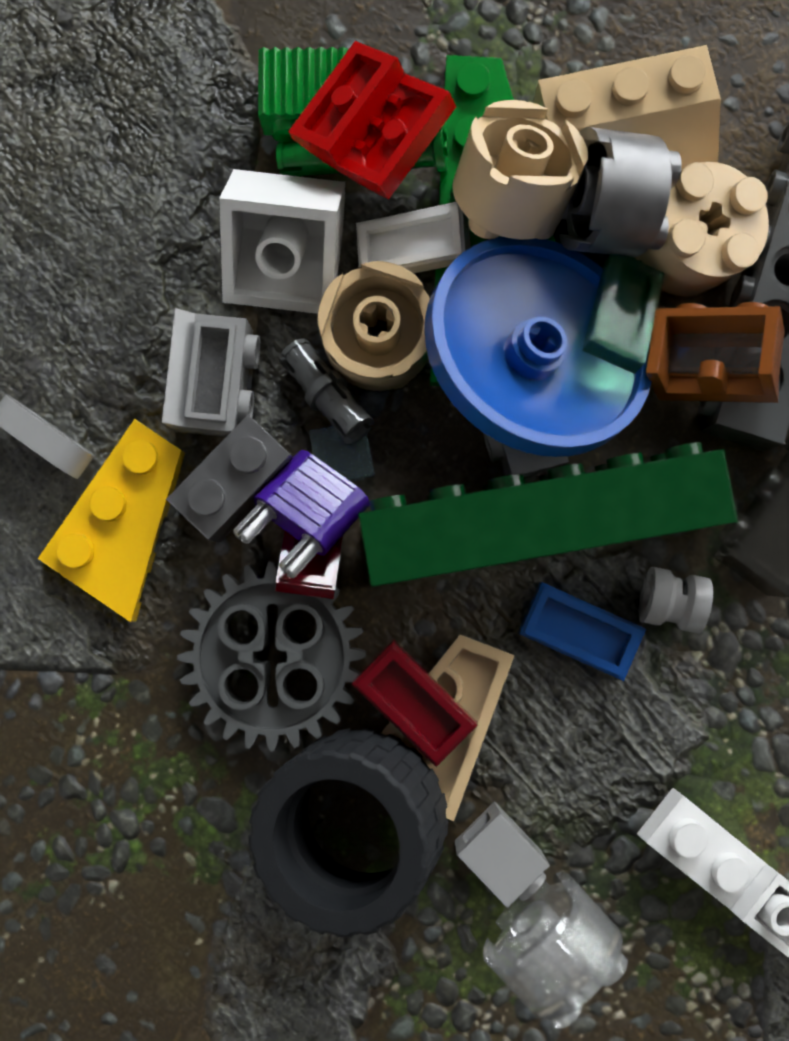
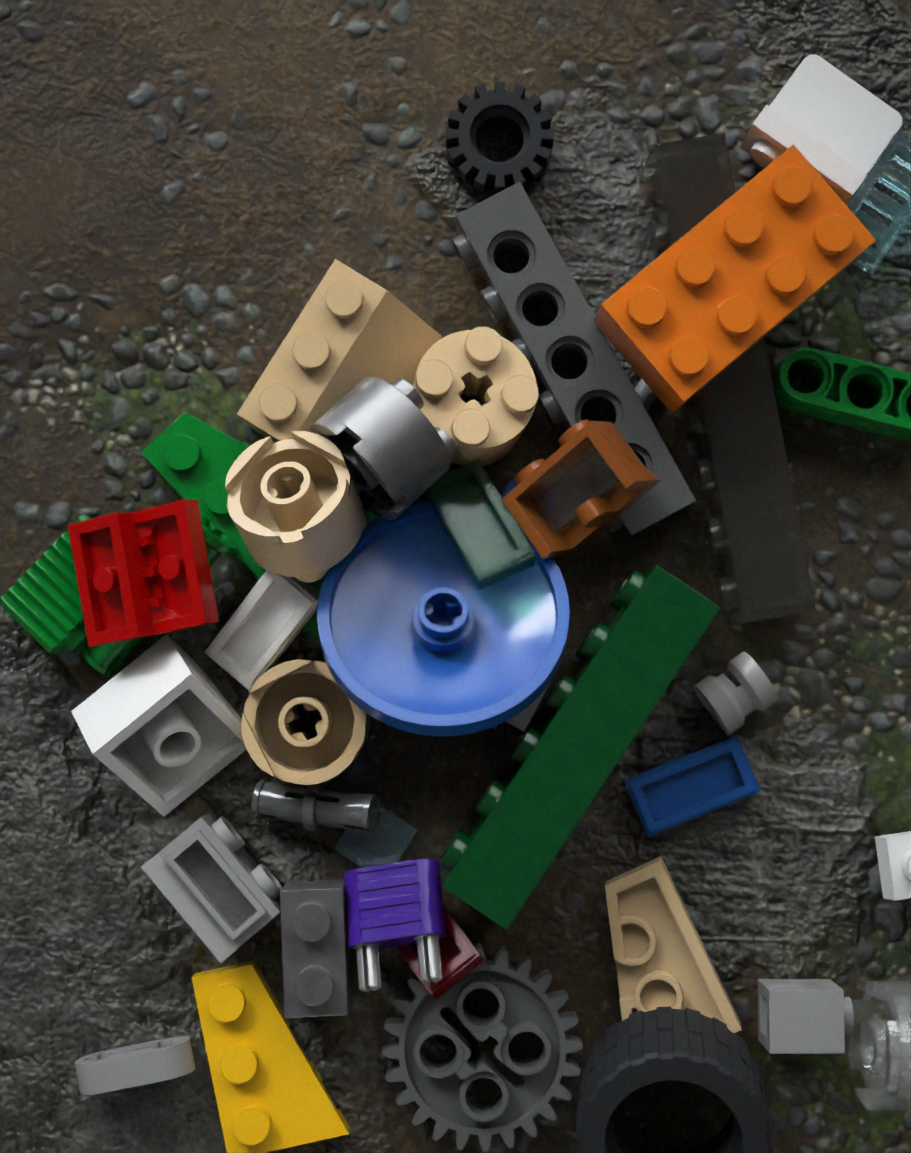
camera: 50 degrees left, 0 degrees up
(414, 703) = (623, 973): dark red tile -> none

